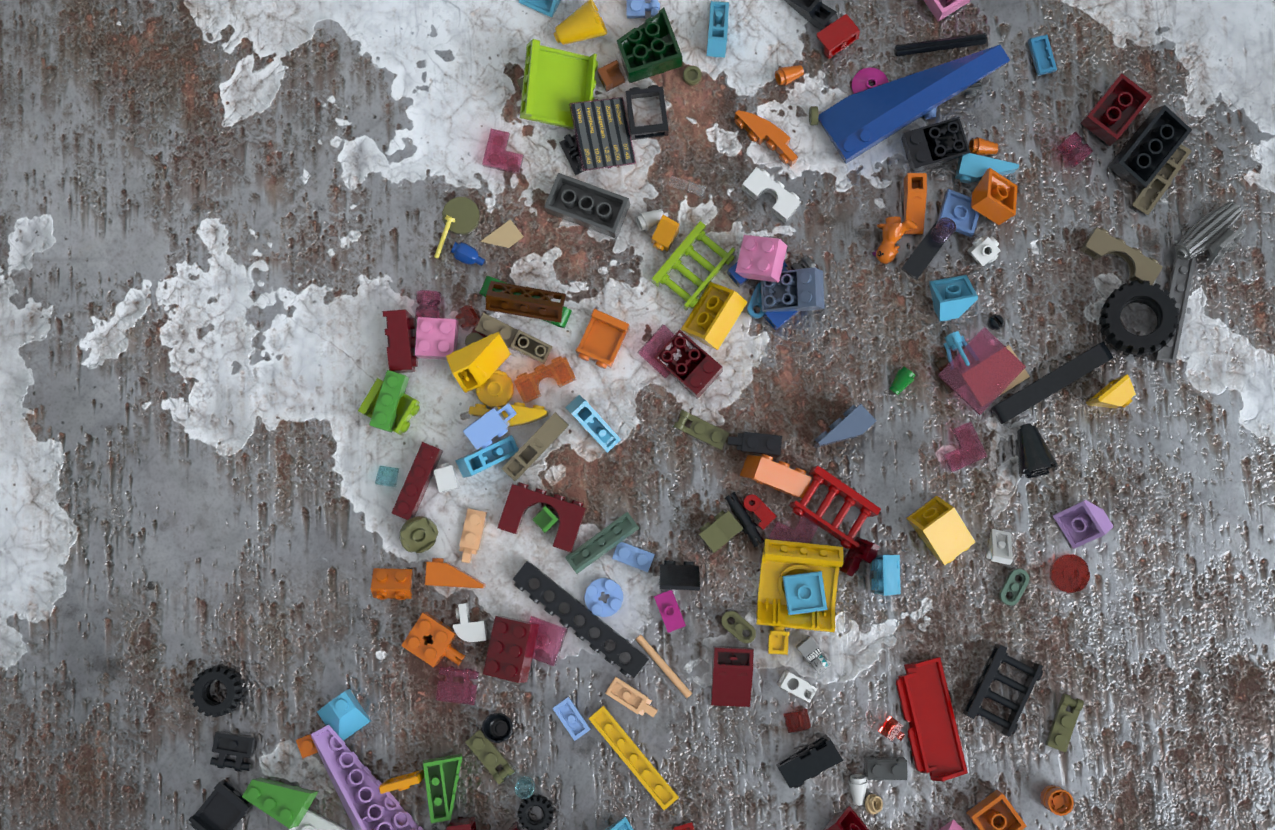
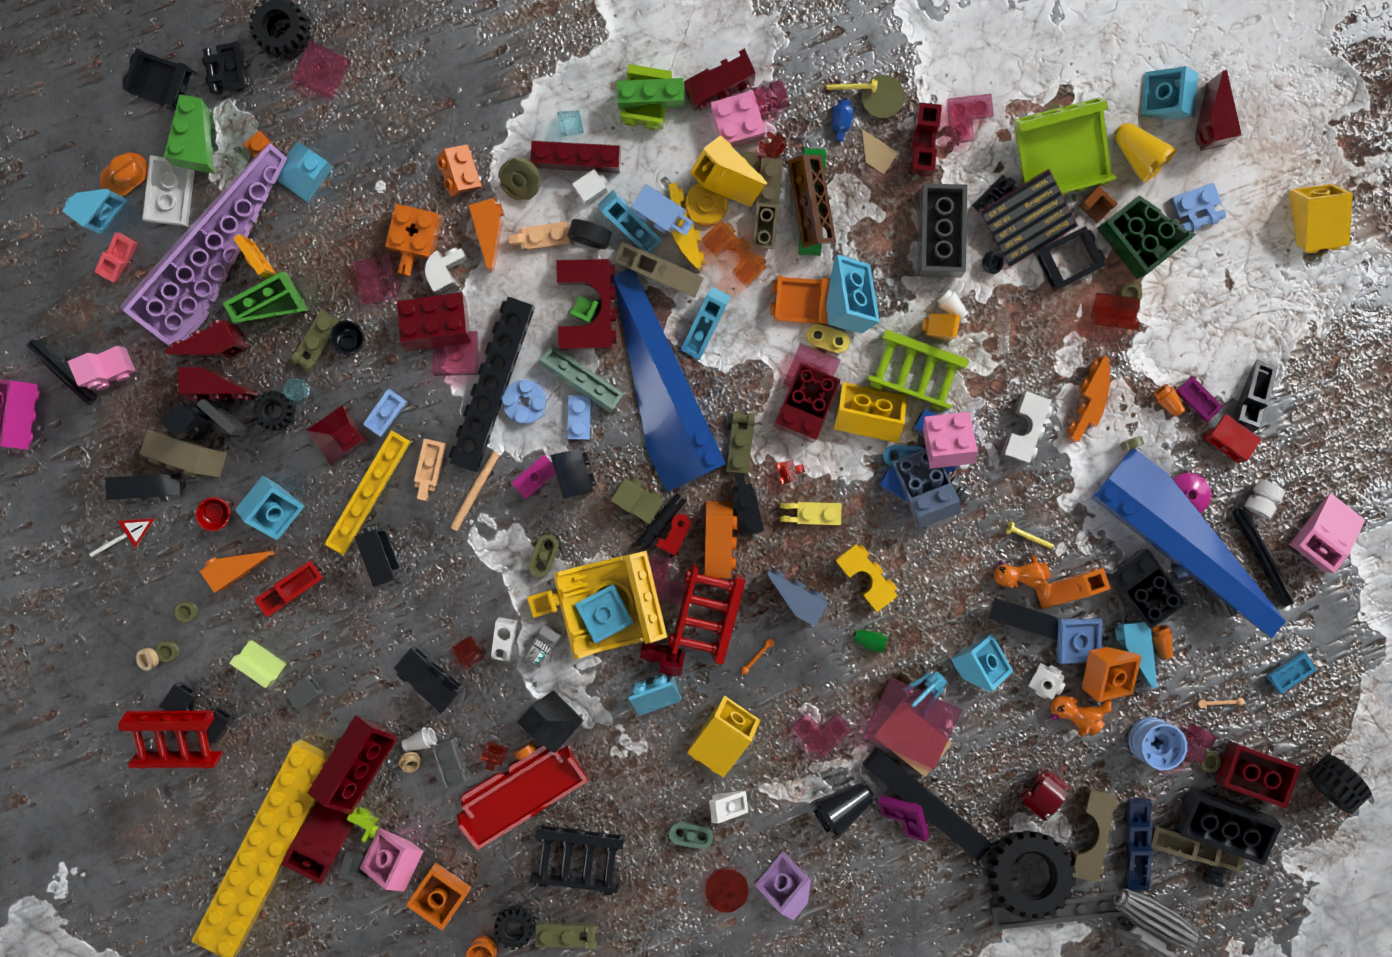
camera: 70 degrees right, 5 degrees up
(265, 669) = (321, 70): none -> clear pink plate
(485, 493) = (589, 234): none -> black tyre
(500, 190) = (924, 139): none -> dark red arch
(575, 767) = (337, 435): none -> dark red slope
(614, 296) = (851, 296): none -> medium azure slope
(627, 174) = (993, 262): none -> black tile
(641, 328) = (828, 338): none -> light yellow plate
(661, 479) = (669, 413): none -> blue wedge
(690, 767) = (378, 555): none -> black window
(702, 91) = (1115, 311): none -> clear red panel
(717, 29) = (1192, 303): medium azure slope -> none
(732, 676) = (489, 566): dark red slope -> none
(739, 398) = (788, 471): none -> clear red tile
(780, 390) = (814, 513): none -> light yellow hinge
(796, 51) = (1199, 399): none -> magenta plate
(849, 235) = (1011, 528): none -> light yellow piece
(863, 359) = (879, 591): none -> yellow arch
(875, 465) = (745, 669): none -> orange hinge
(879, 670) = (550, 721): none -> black slope
(895, 27) = (1264, 499): none -> white wheel
(896, 701) = (524, 750): none -> orange tile
(943, 230) = (1053, 628): clear purple wheel -> none
(993, 325) = (968, 718): black hinge -> none
(1023, 231) = (1084, 717): none -> orange animal
(1031, 764) = (514, 940): none -> black tyre
(1044, 133) = (1203, 703): none -> light nougat hinge
(1057, 399) = (908, 813): none -> magenta plate
(1064, 179) = (1167, 749): none -> light blue wheel
(1076, 284) = (1044, 794): none -> dark red brick
(1094, 143) = (1211, 762): none -> olive tile
(1114, 394) = (937, 874): yellow slope -> none
(1142, 224) = (1138, 844): none -> dark blue slope
(1145, 48) = (1339, 783): none -> black tyre
(1187, 171) = (1215, 875): none -> black wheel

